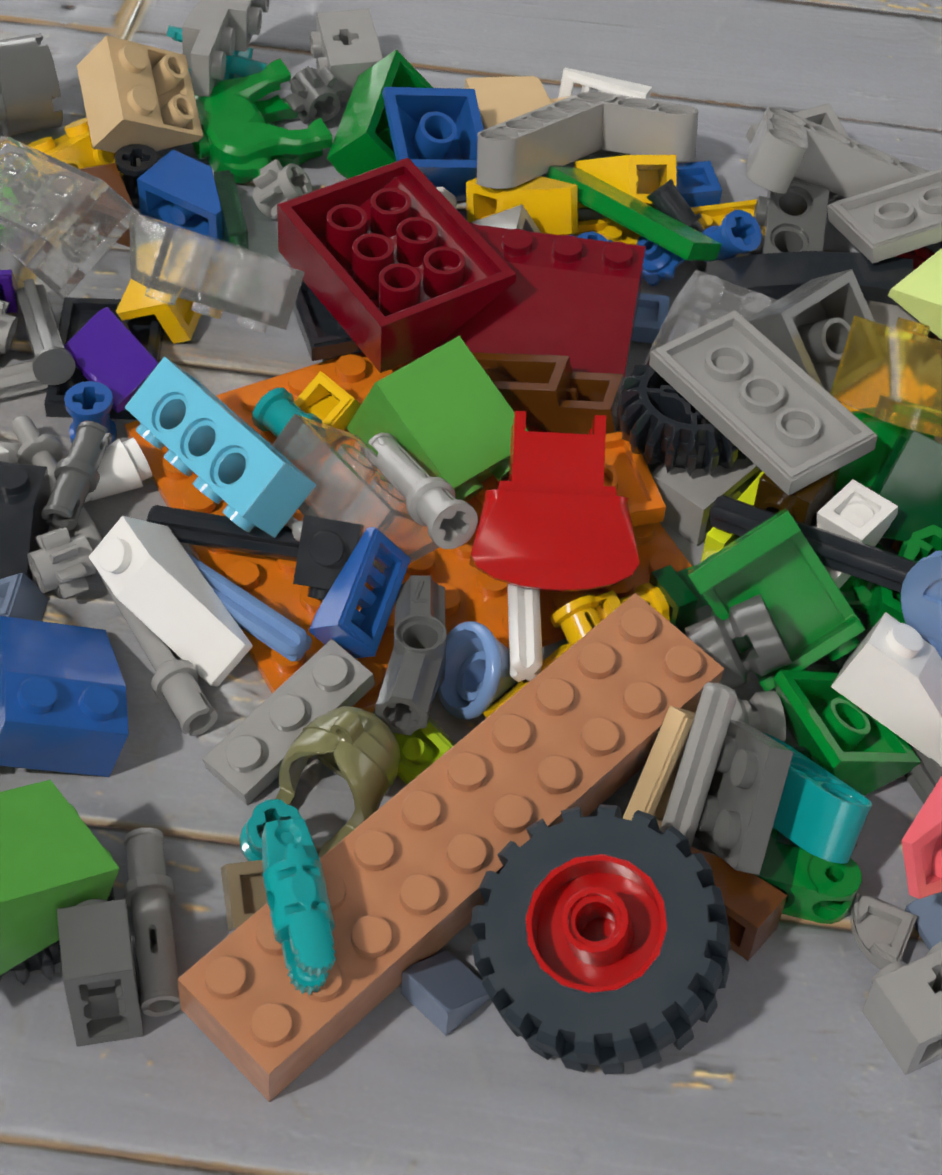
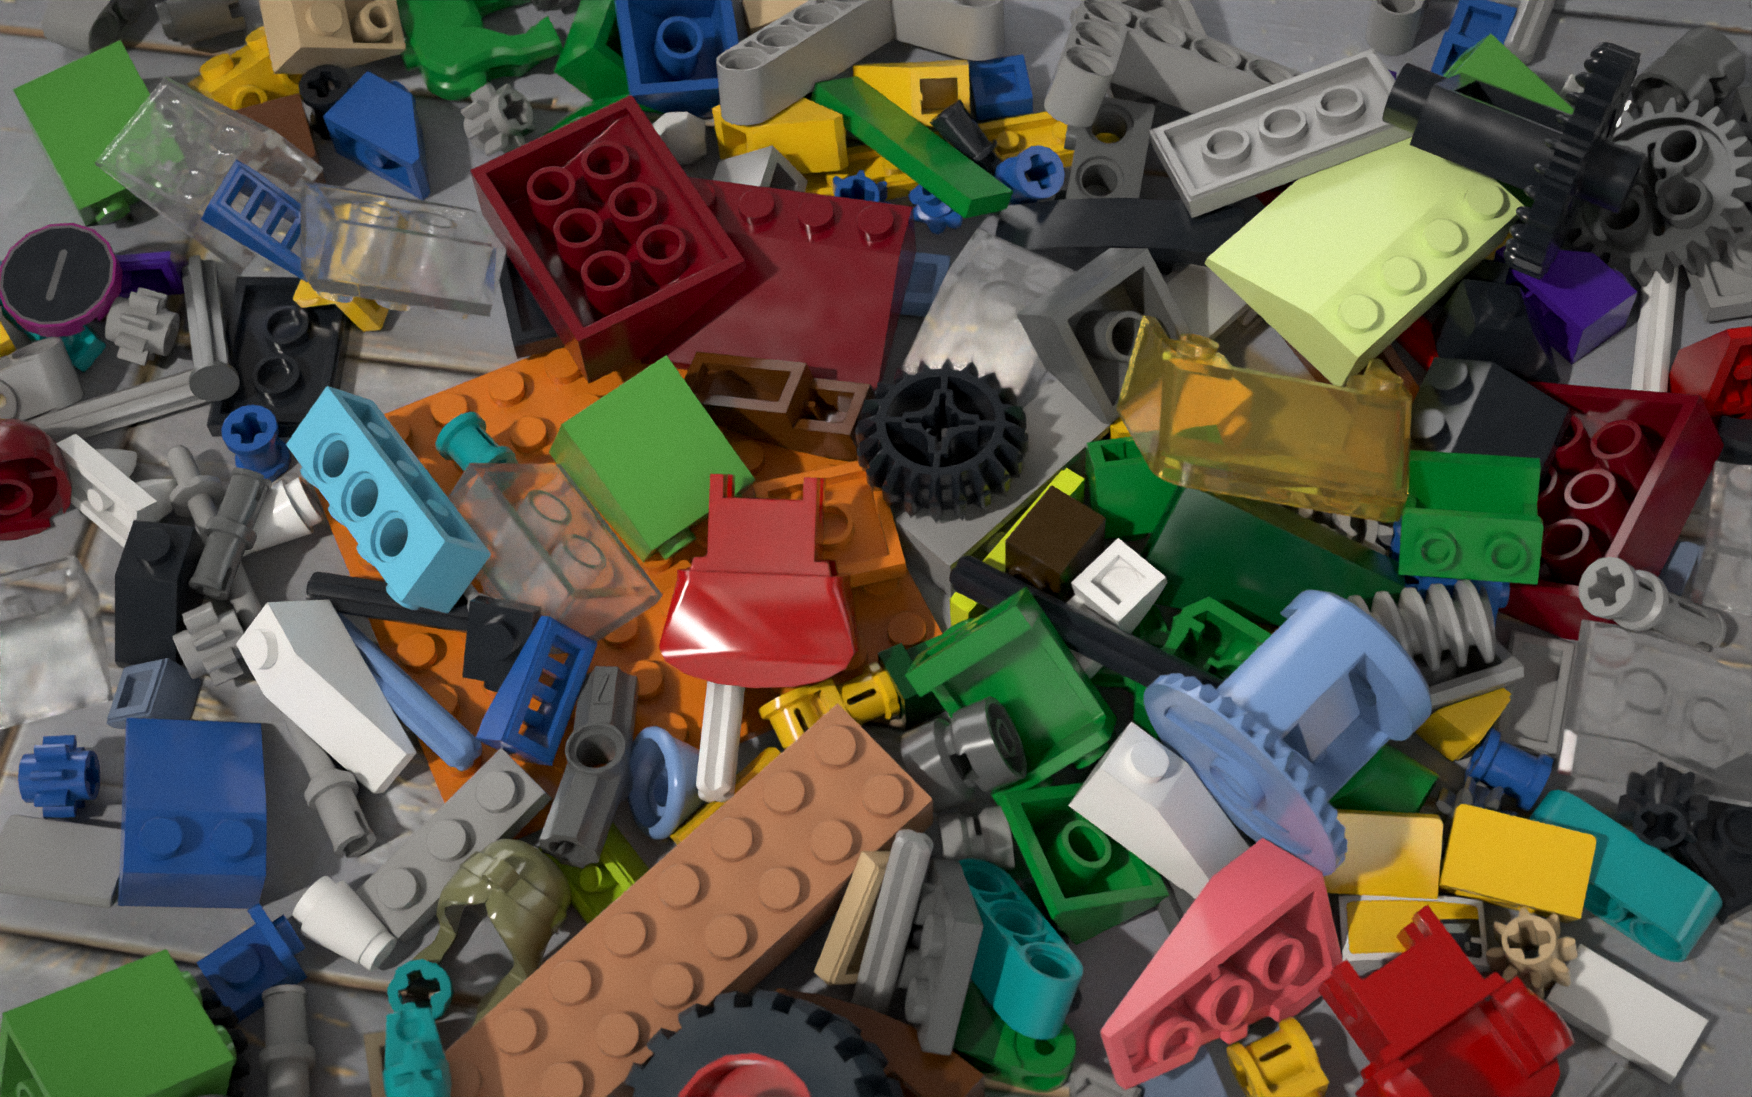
camera: 10 degrees right, 10 degrees up
(77, 247) = (239, 225): none -> blue slope
(112, 356) = (279, 368): dark purple slope -> none
(120, 807) = (254, 963): none -> blue bracket
(193, 783) = (343, 923): none -> white cone
(233, 219) = (434, 153): clear green tile -> none
(328, 402) = (526, 424): yellow slope -> none
(428, 498) = (616, 573): light grey pin -> none
(762, 402) = (1018, 437): light grey tile -> none

